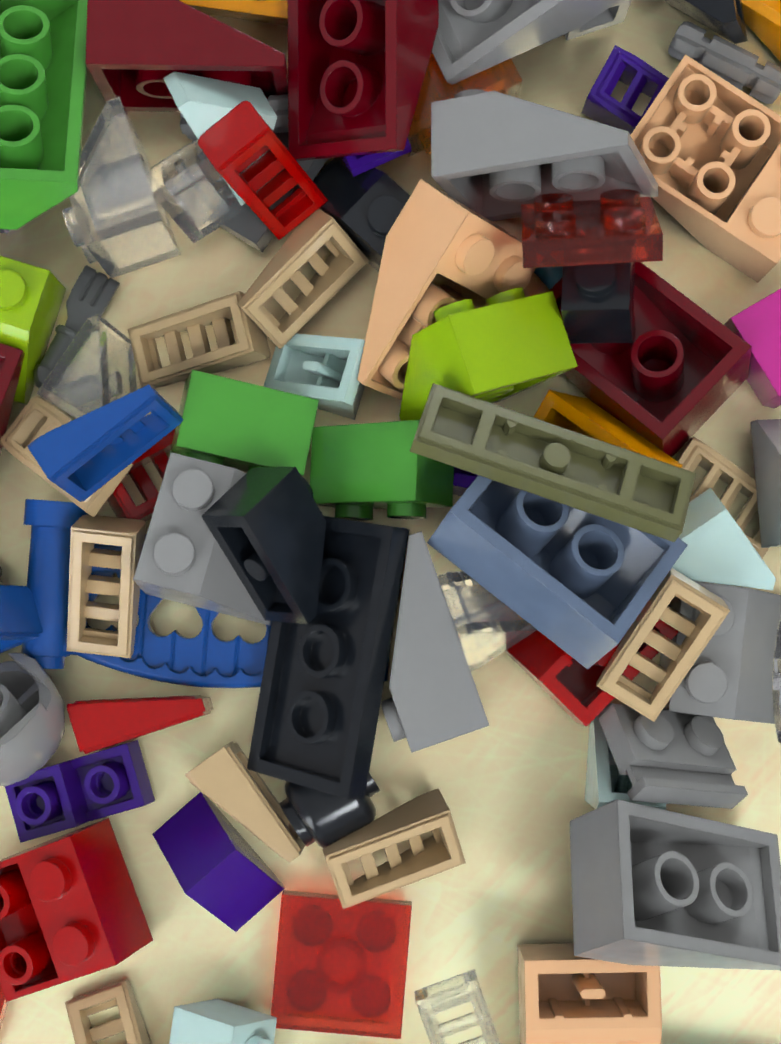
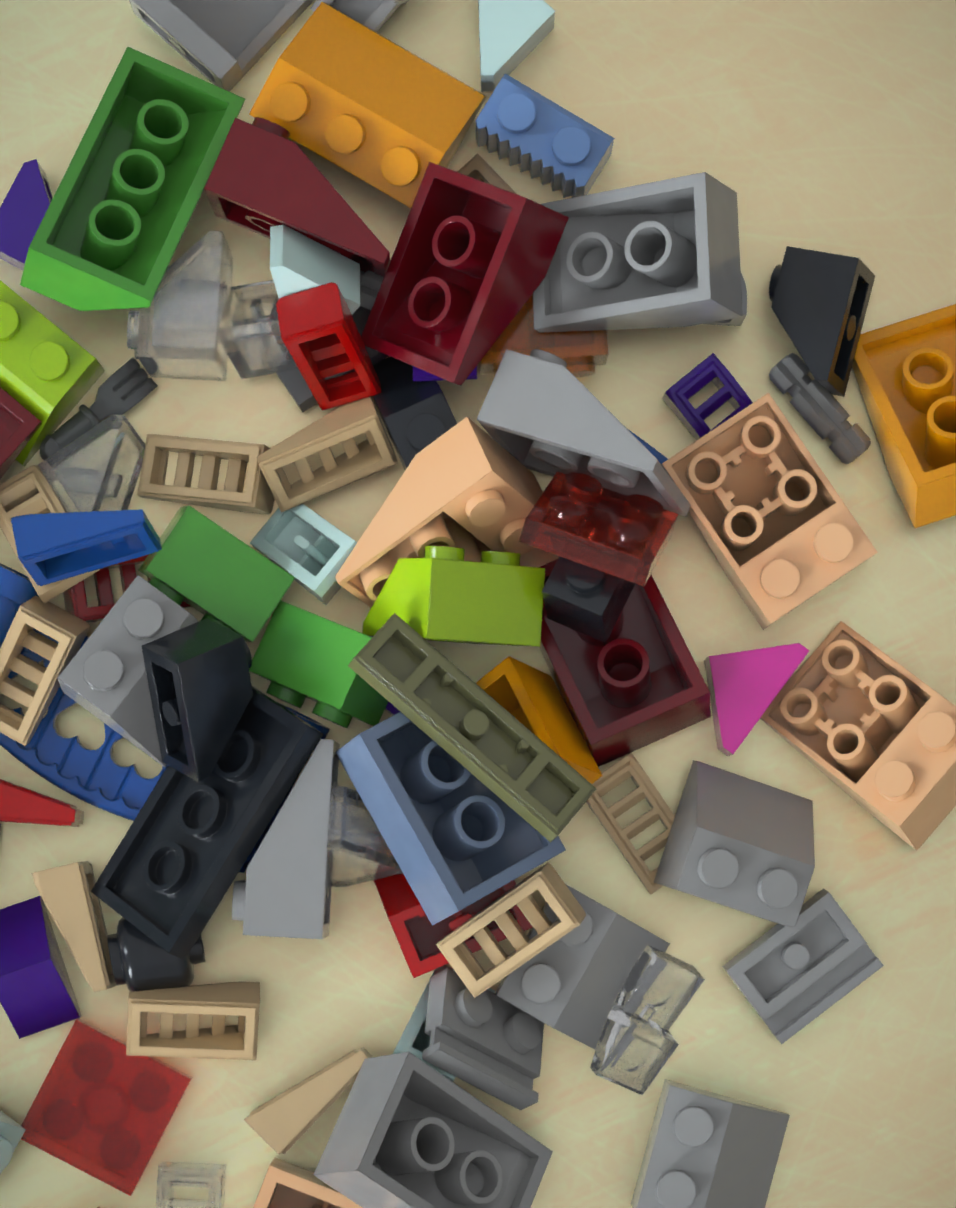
camera: 20 degrees right, 0 degrees up
(521, 893) = (294, 1111): none -> tan slope
(719, 548) = (604, 862): light aqua slope -> none

